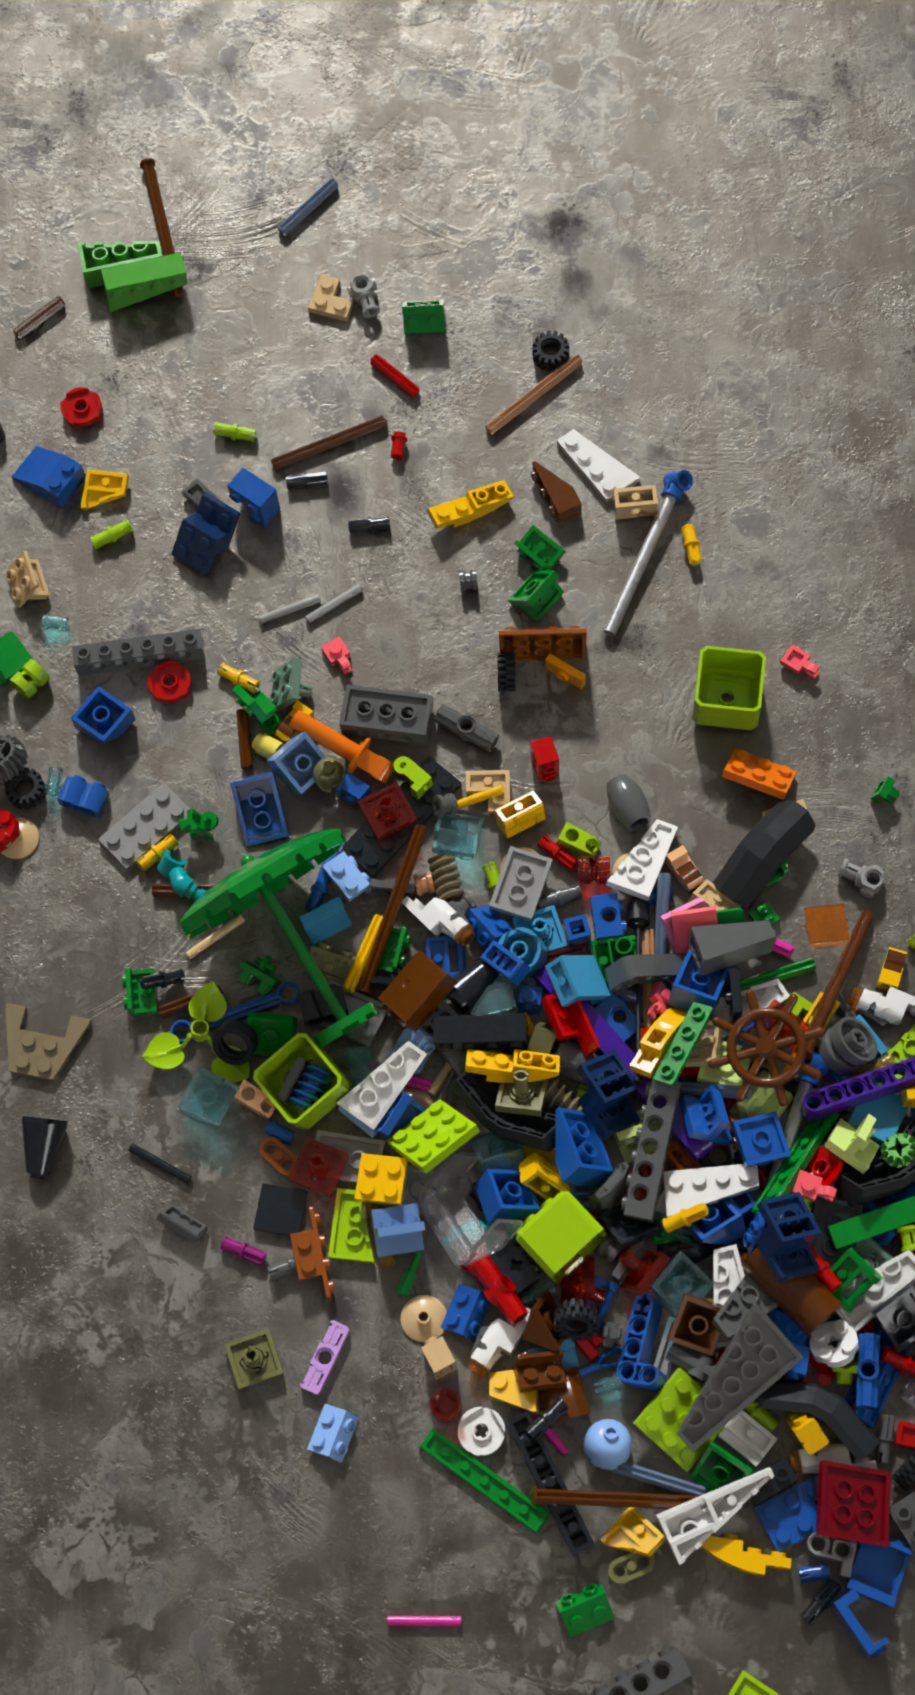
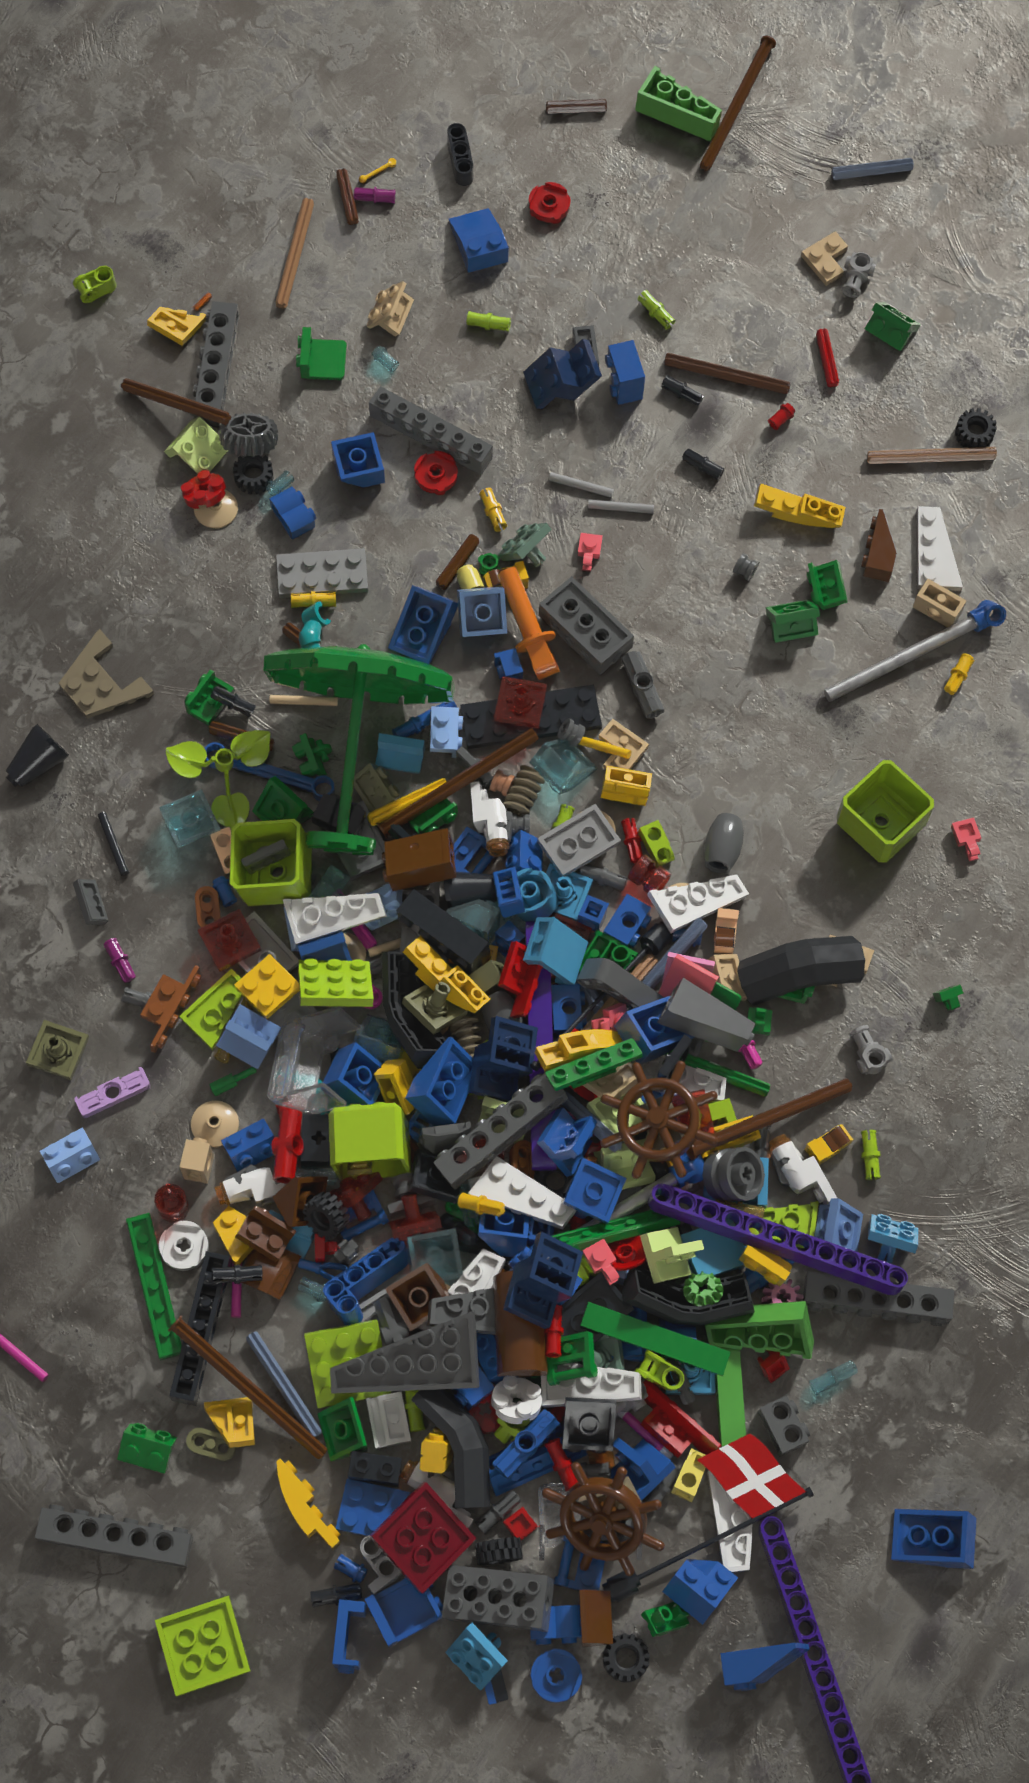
camera: 30 degrees right, 0 degrees up
(35, 674) = (335, 389): lime wheel -> none
(103, 487) = (512, 279): yellow wing -> none
(142, 280) = (682, 132): bright green wedge -> none
(199, 824) = (362, 600): green hips -> none
(238, 1028) = (258, 790): black tyre -> none
(256, 705) = (488, 542): green bracket -> none
(280, 1210) = (174, 951): black tile -> none
(311, 1087) = (274, 872): blue piece -> none
(328, 773) = (496, 636): olive hair -> none
(415, 776) = (564, 684): lime leg -> none
(506, 671) = (712, 663): black tyre -> none
(537, 644) = (761, 662): dark orange slope -> none
(544, 759) = (683, 756): red brick -> none
(565, 671) = (762, 699): light orange plate -> none
(608, 1444) = (272, 1334): light blue cylinder -> none
(695, 1520) = (289, 1448): white wedge -> none
(759, 773) = (853, 901): orange plate -> none
(826, 923) = (807, 1066): clear orange piece -> none

